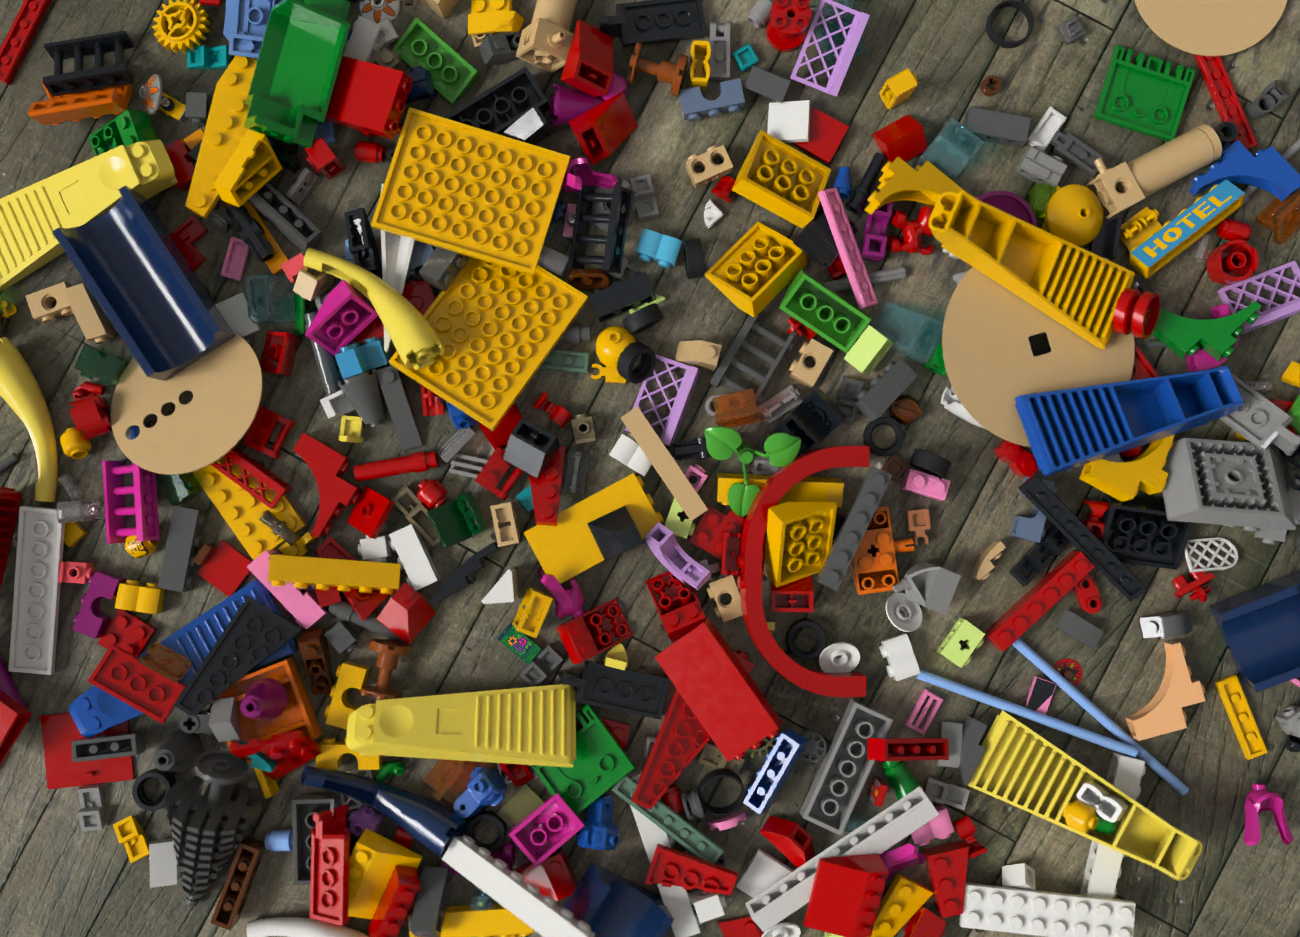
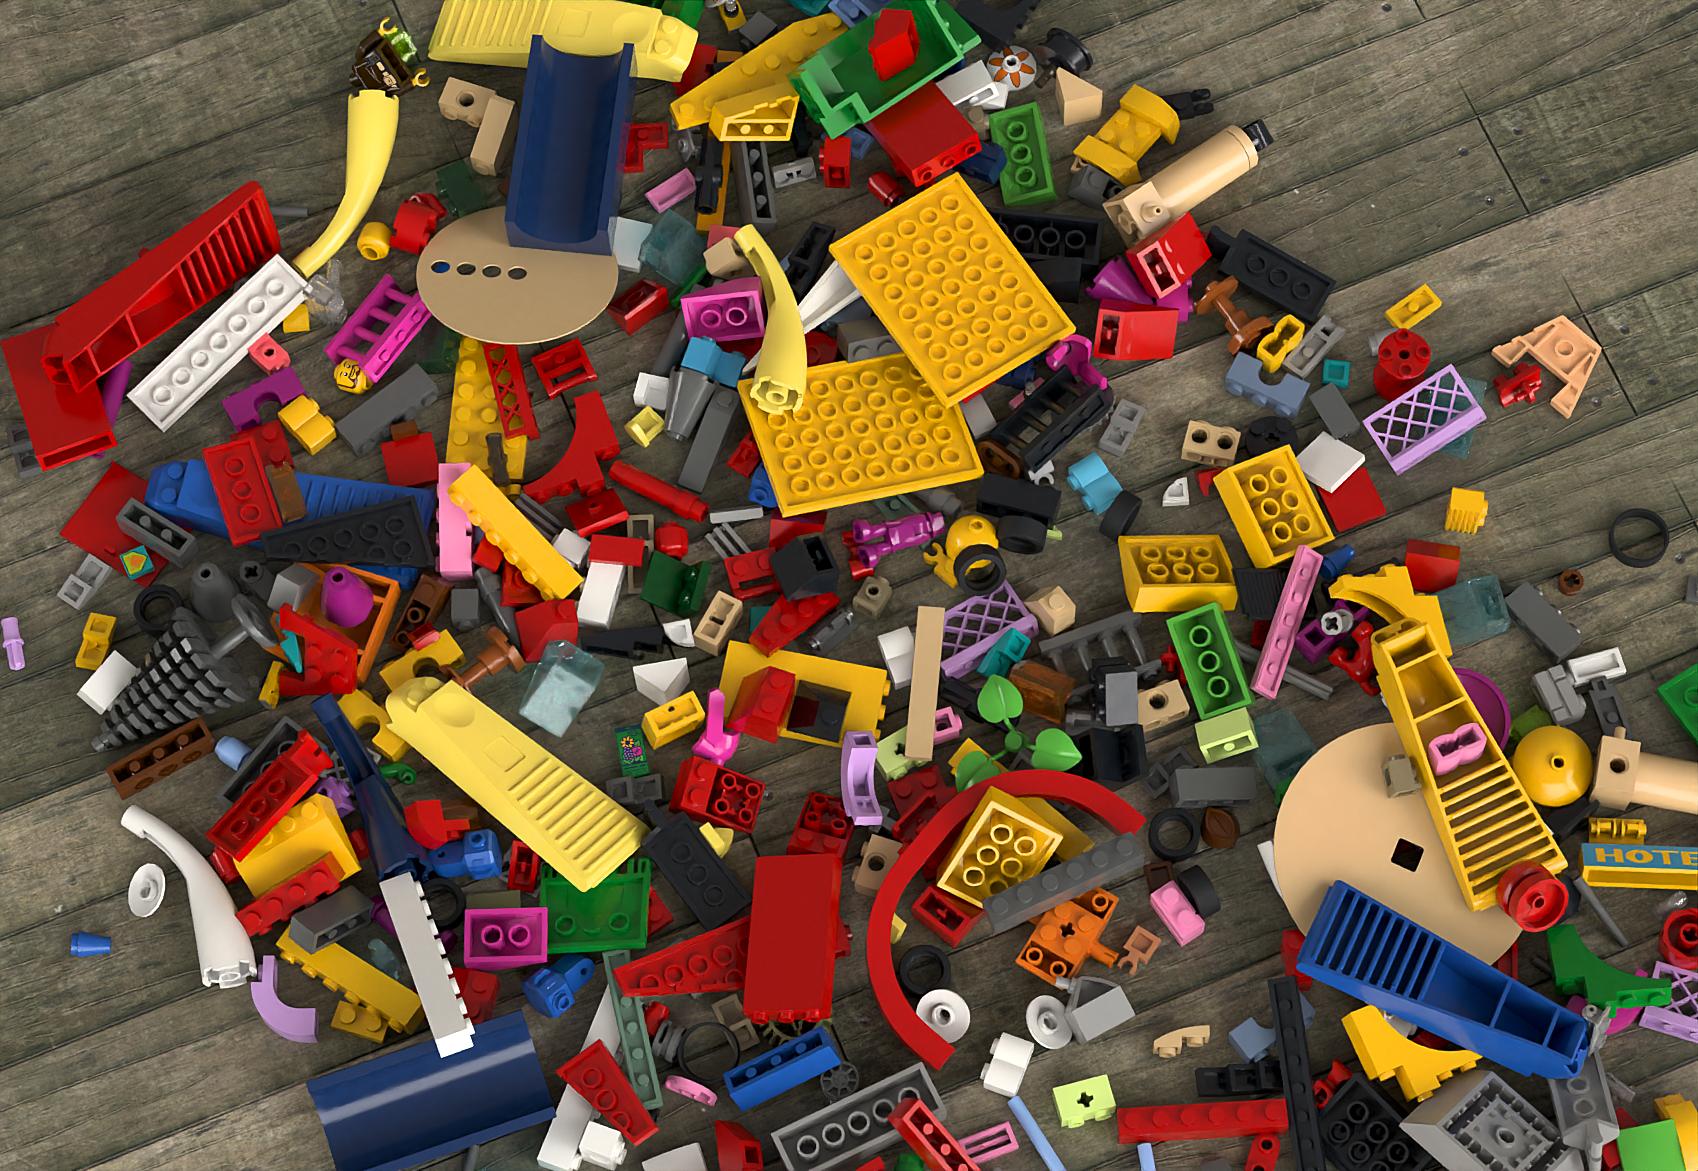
camera: 45 degrees right, 20 degrees down
(82, 882) = (13, 643): none -> lavender axle
(113, 770) = (137, 562): none -> tile
(296, 48) = (894, 43): none -> red slope
(332, 539) = (539, 516): none -> dark grey tile
(332, 679) = (423, 636): none -> red tile
(405, 529) = (616, 550): none -> red tile
(442, 803) = (428, 825): none -> red brick
(444, 643) = (560, 686): none -> clear light blue slope
(488, 550) = (680, 632): none -> white tile
(568, 380) = (897, 534): none -> magenta piece
(580, 563) = (763, 703): none -> red slope
(694, 399) = (1005, 651): none -> teal slope
(730, 133) = (1270, 427): none -> black plate
(785, 379) = (1113, 691): none -> piece
(886, 229) = (1337, 621): none -> light grey bush
(1005, 301) = (1400, 777): none -> dark tan brick
(1029, 255) = (1456, 749): none -> bright pink brick
(1169, 285) = (1600, 911): none -> dark grey bar
(1233, 361) = (1597, 1026): none -> light grey hinge

